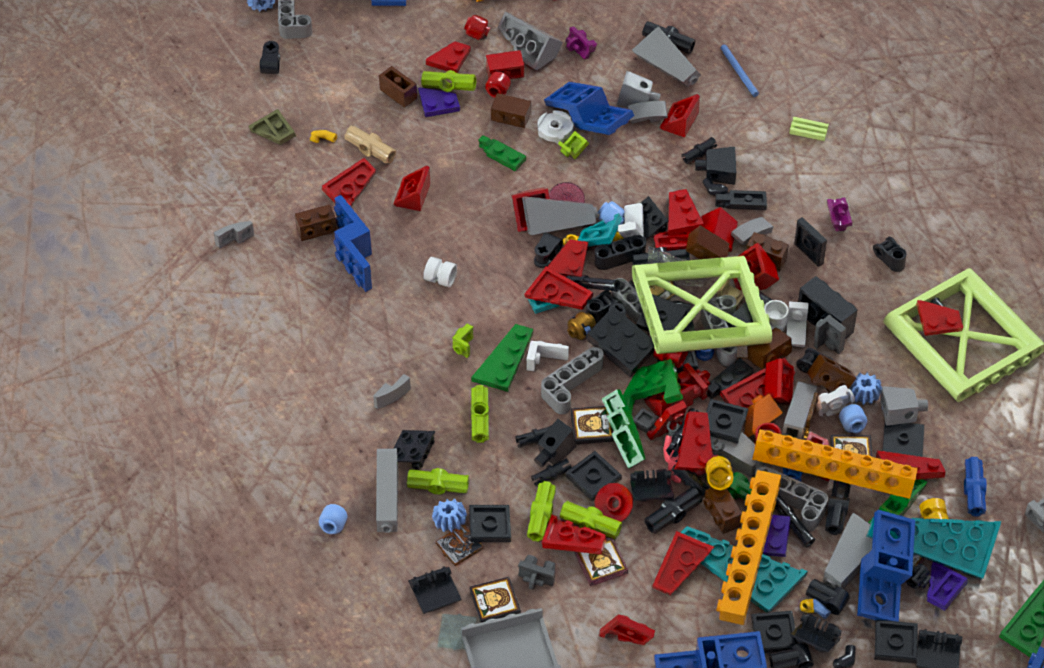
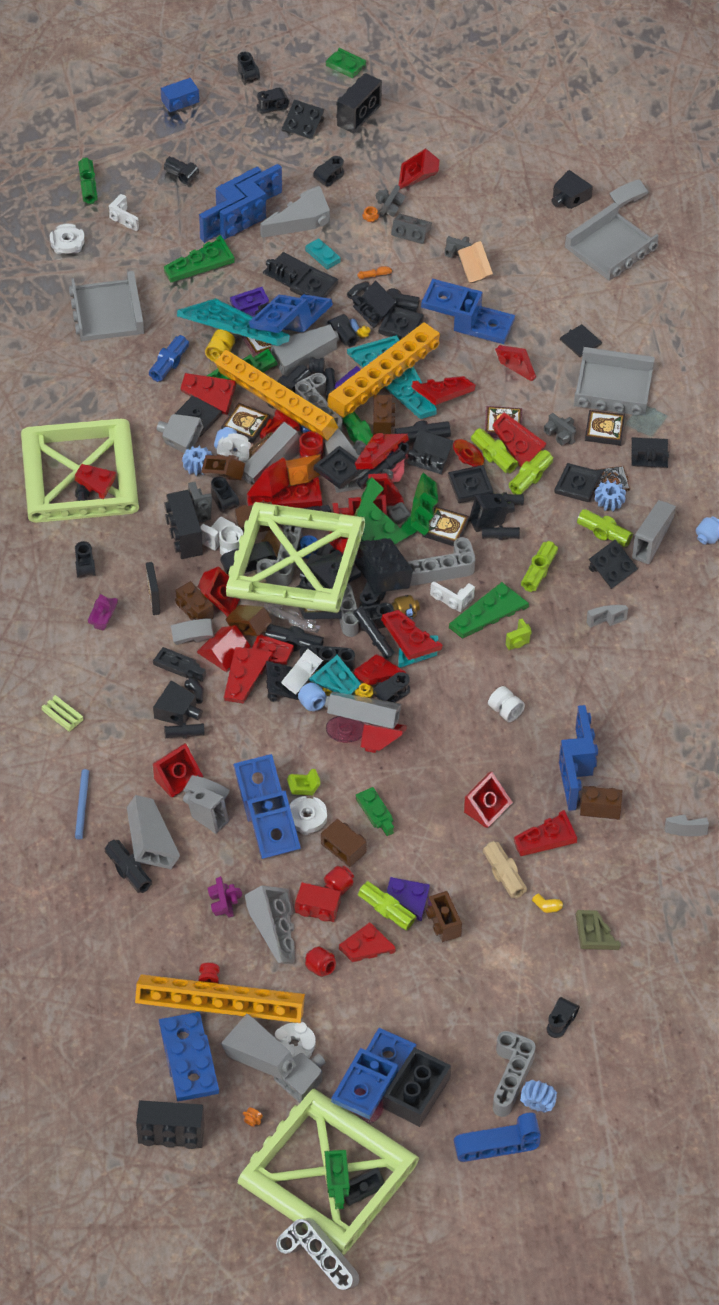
camera: 155 degrees left, 0 degrees up
(719, 473) = (375, 417): yellow wheel -> none
(825, 540) = (316, 365): none -> black wheel

